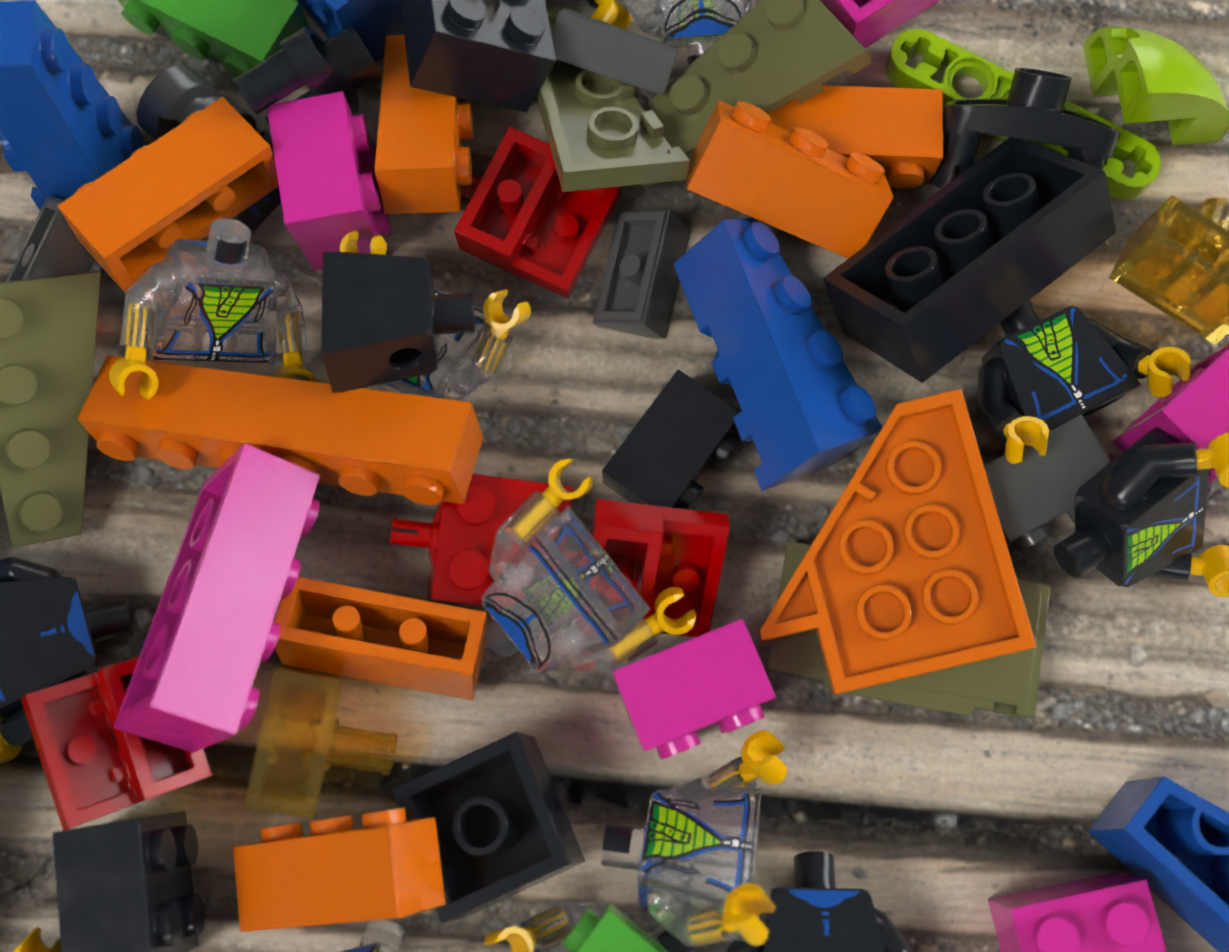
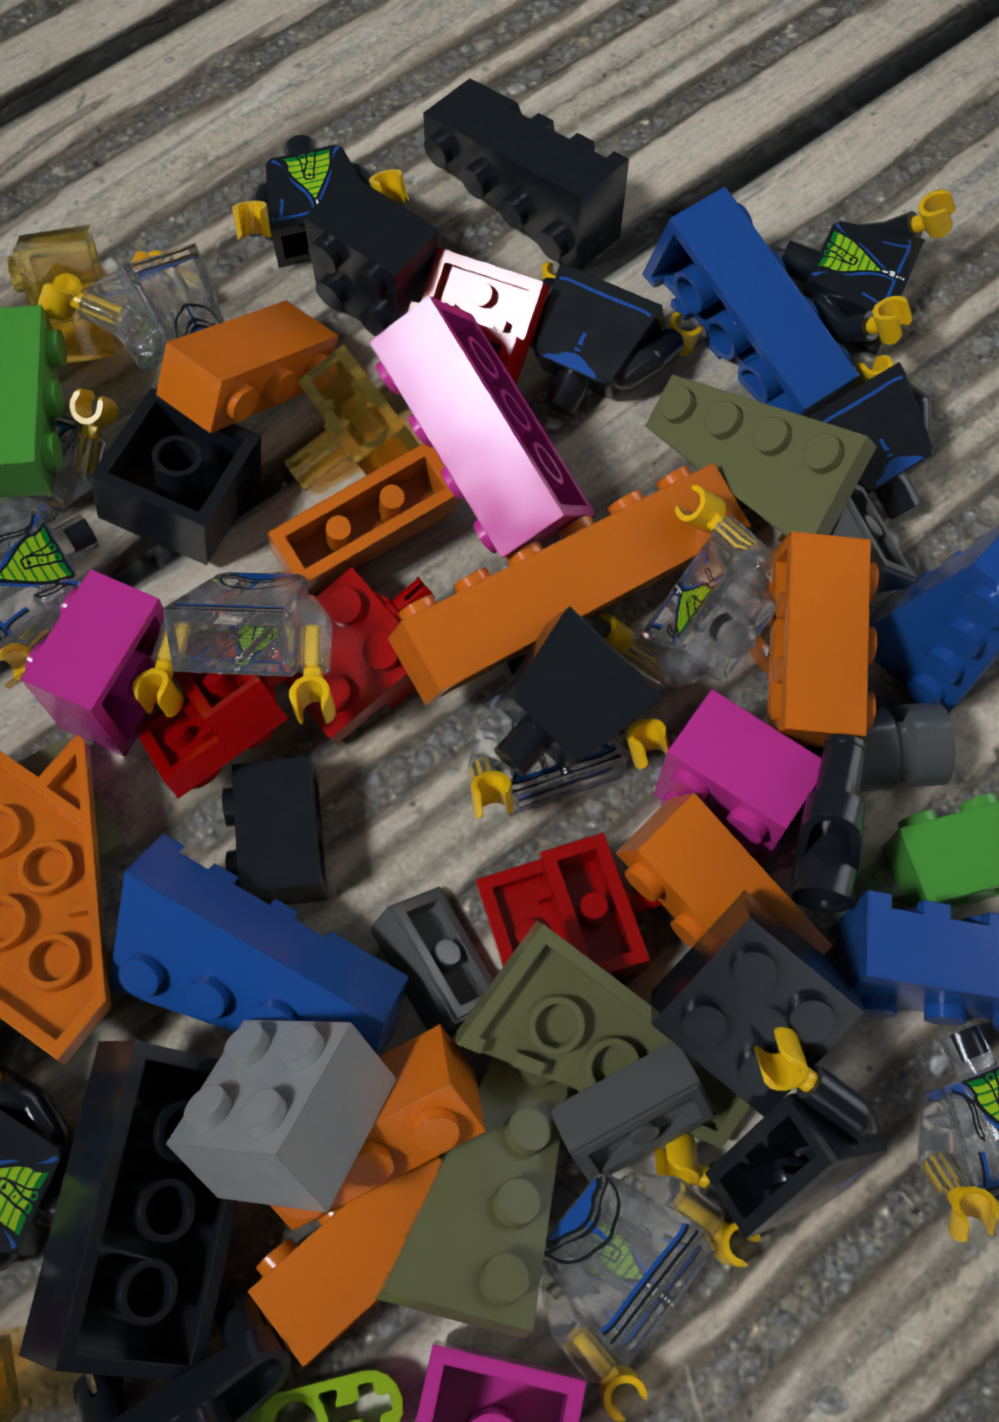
camera: 135 degrees right, 10 degrees down
(839, 207) = (284, 1113): none -> light grey brick

